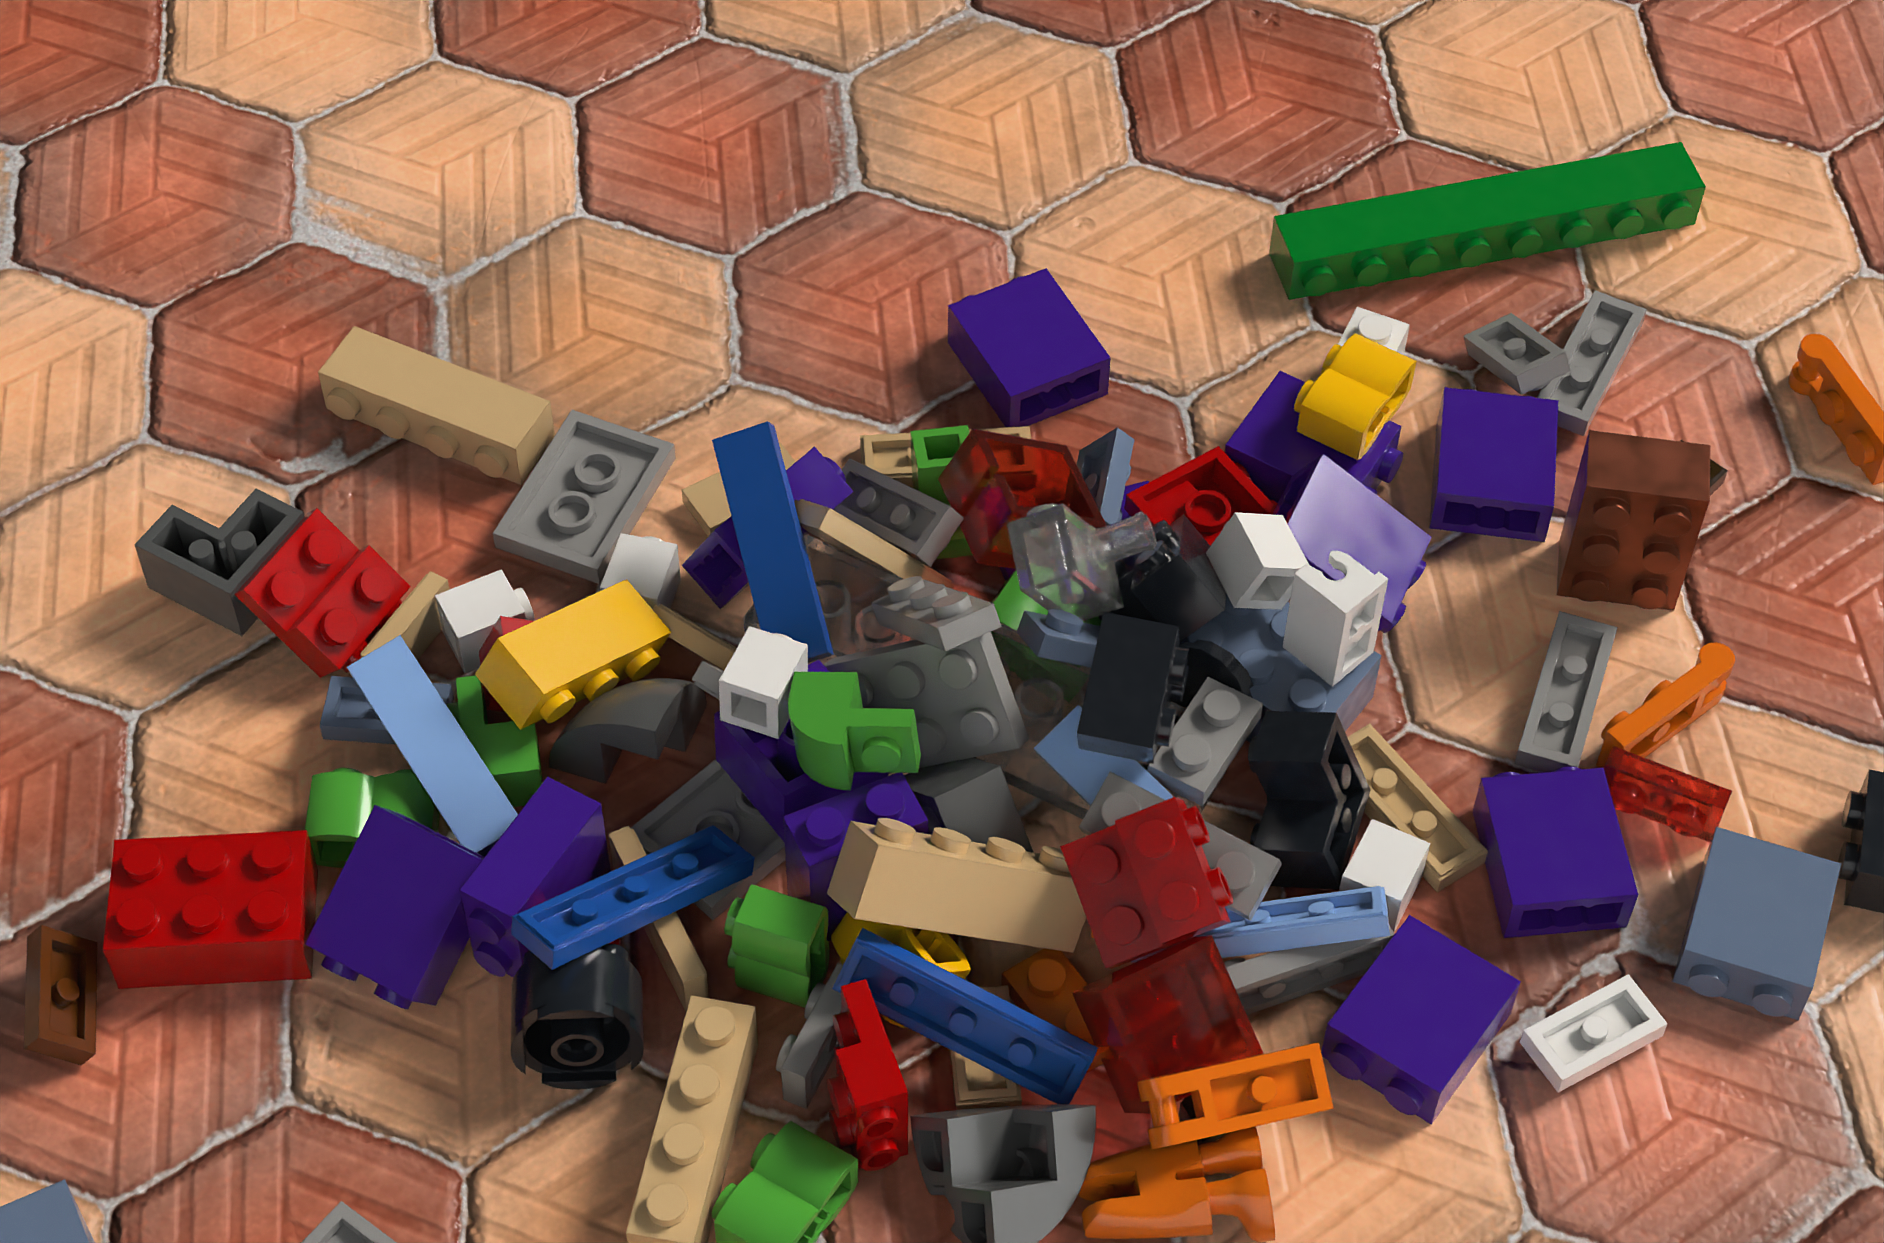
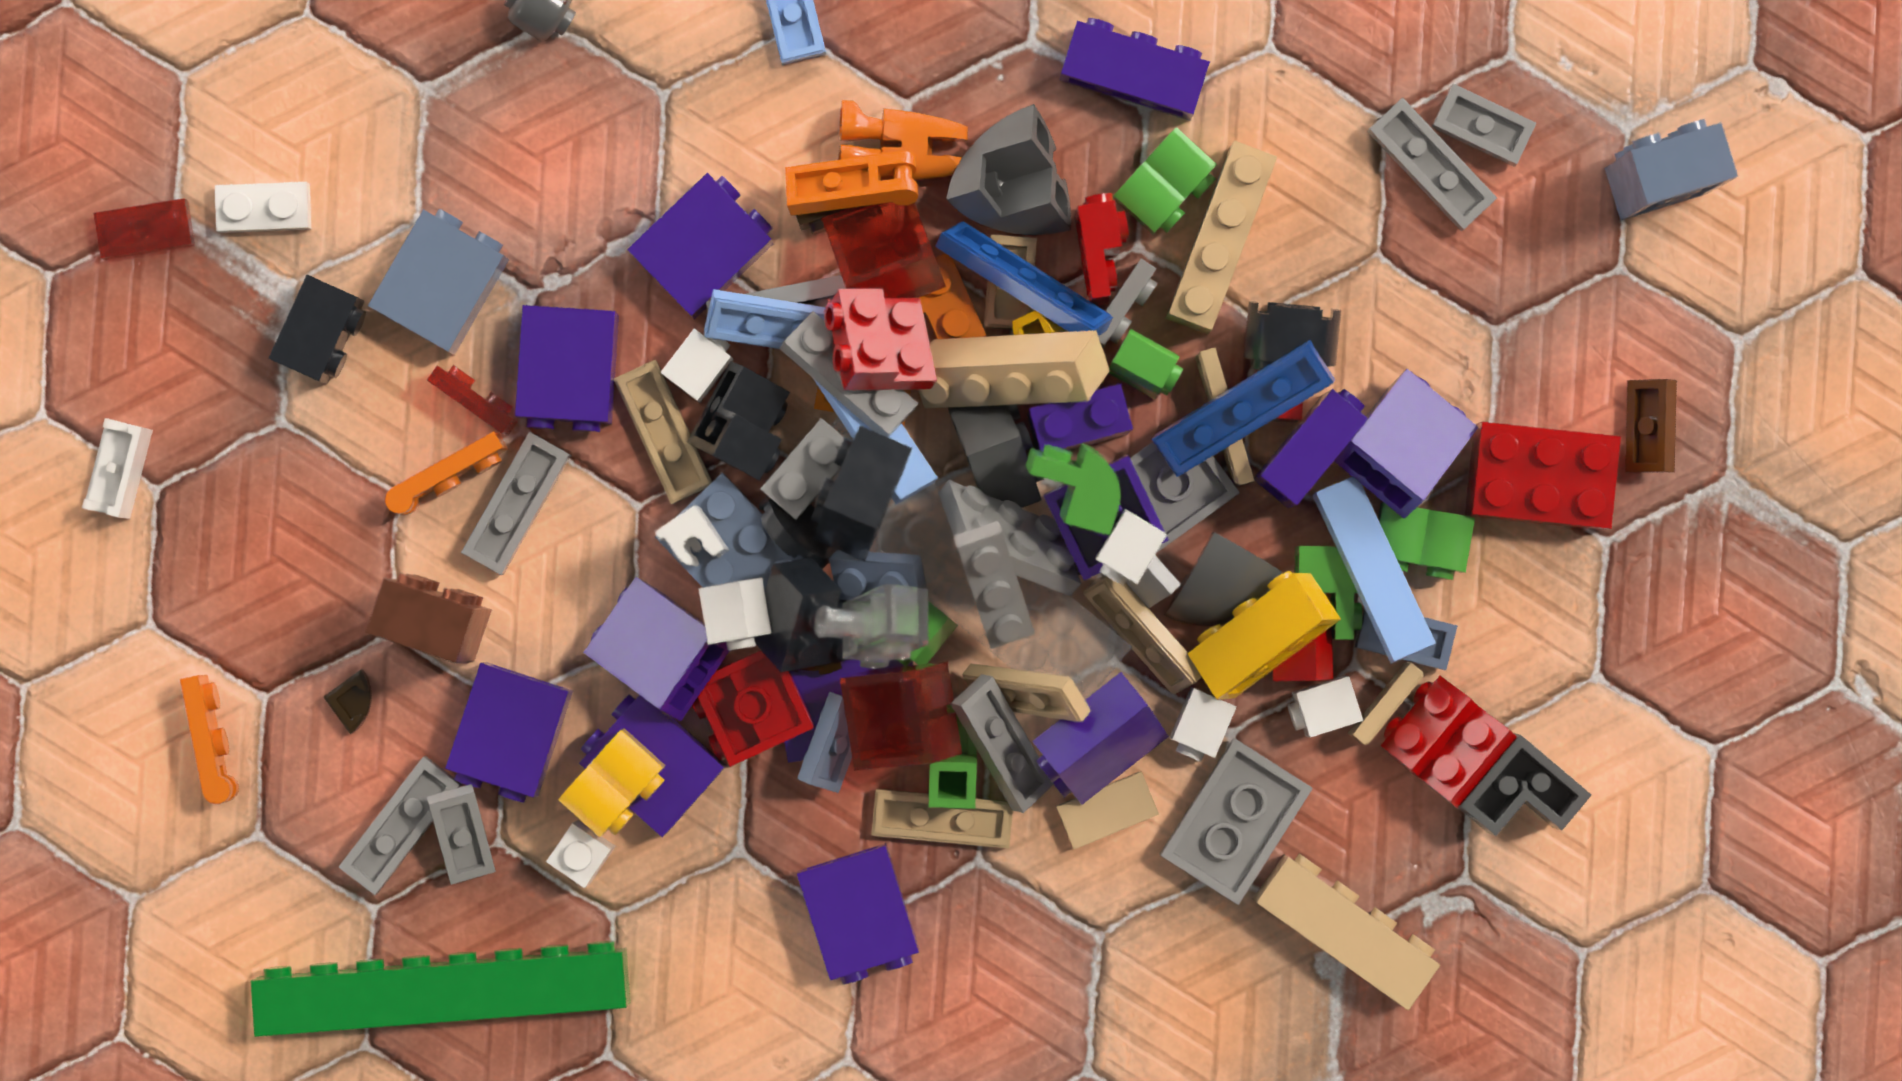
camera: 175 degrees left, 35 degrees up
(771, 537) = (1105, 681): blue tile -> none
(1593, 1033) = (581, 217): white plate -> none

